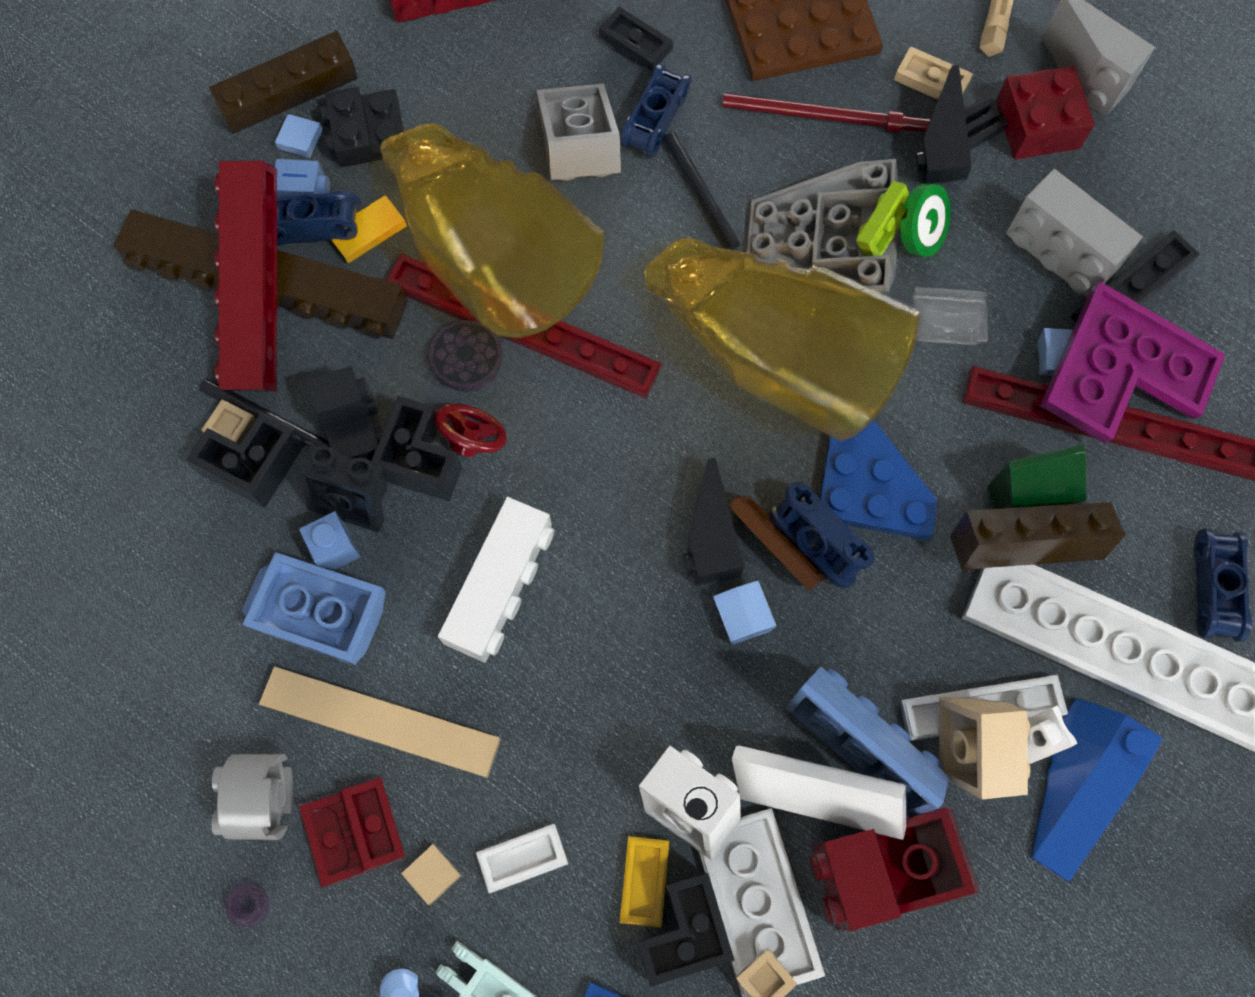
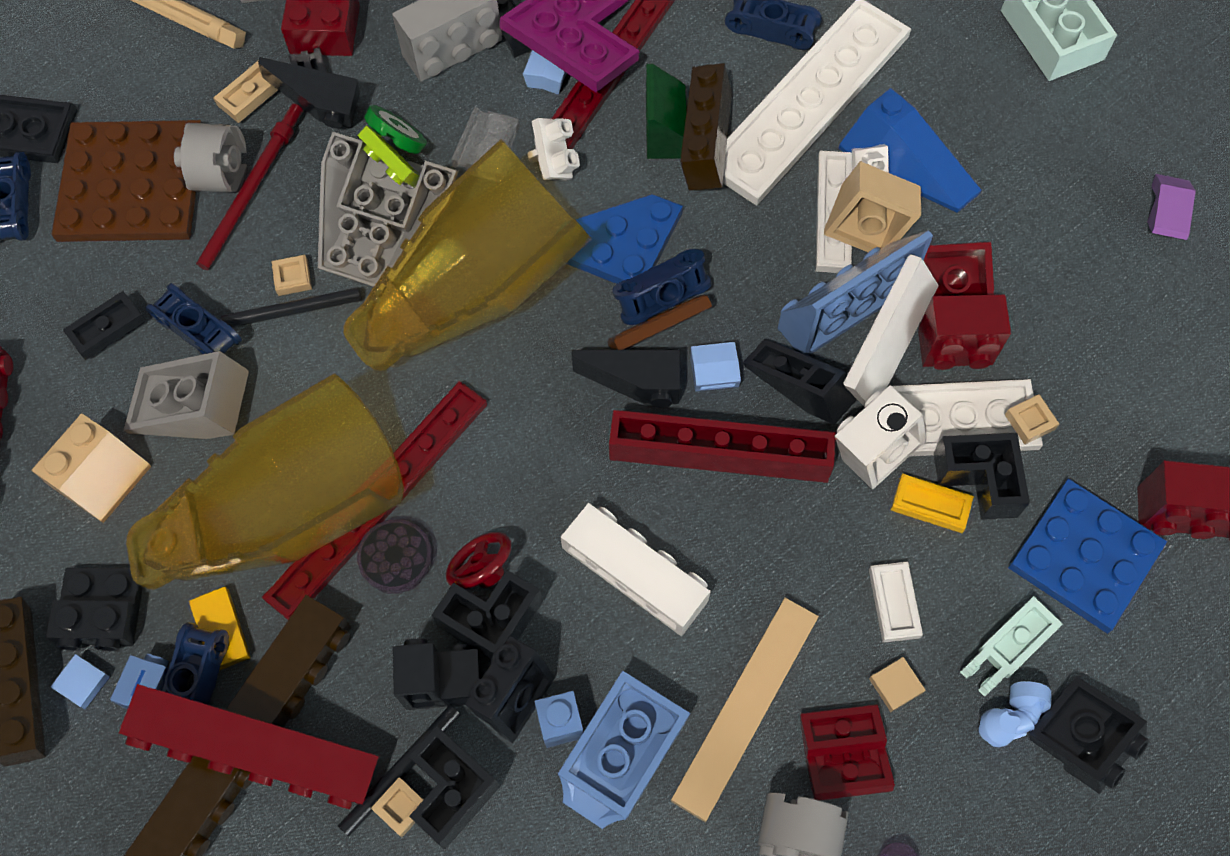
camera: 75 degrees left, 5 degrees down
(490, 75) = (91, 468): none -> tan slope
(646, 635) = (722, 446): none -> dark red brick
(737, 179) = (291, 275): none -> tan tile
(751, 704) = (802, 379): none -> black slope
(836, 65) = (212, 157): none -> light grey brick
(955, 381) = (551, 148): none -> white hips

